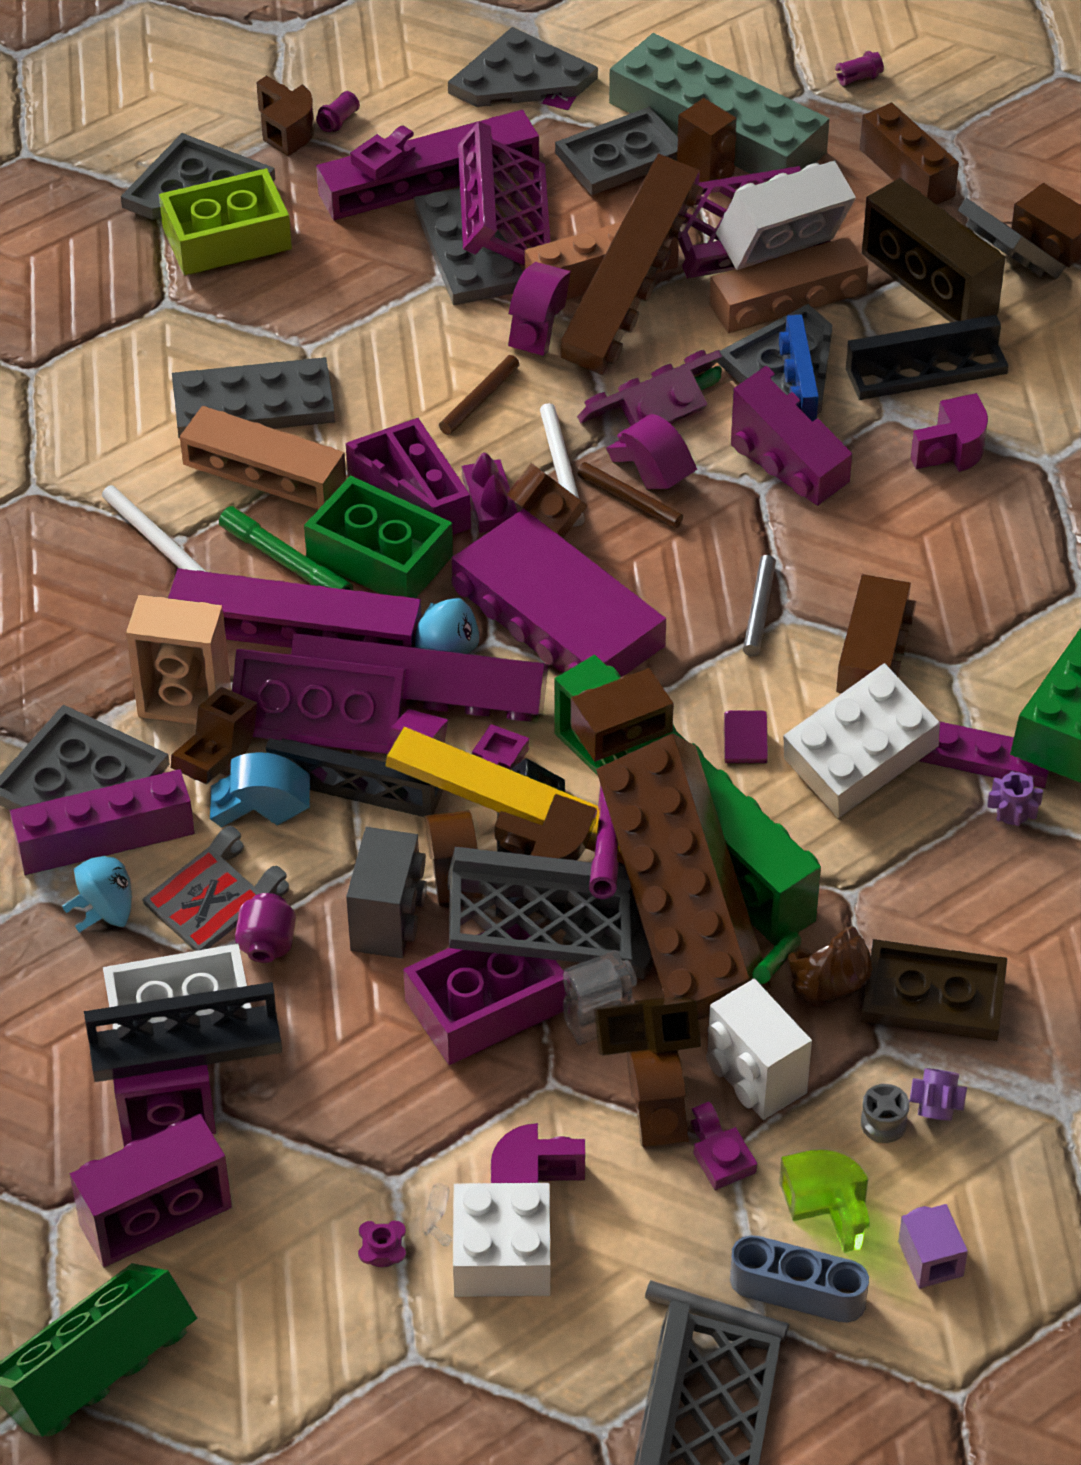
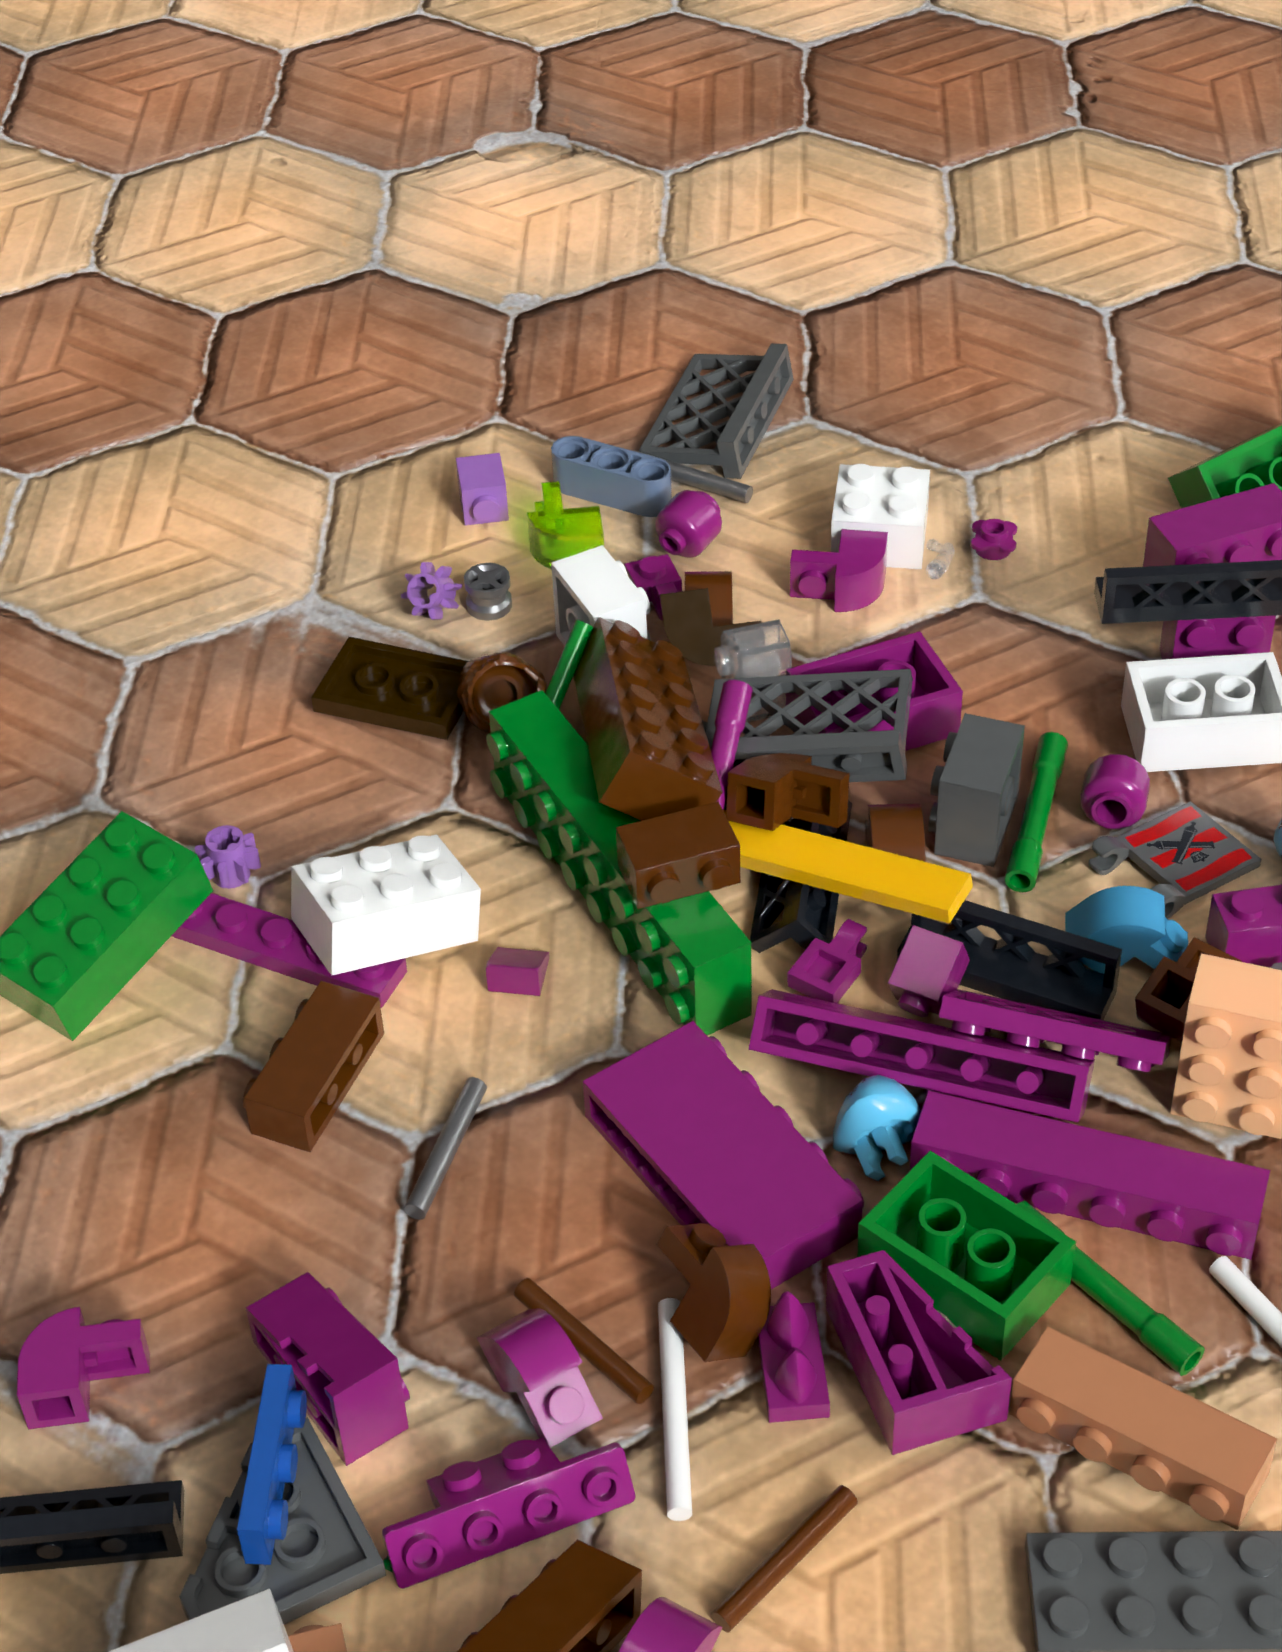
camera: 170 degrees left, 5 degrees down
(325, 963) = (1027, 850): none -> green piece
(700, 1209) = (688, 523): none -> magenta head

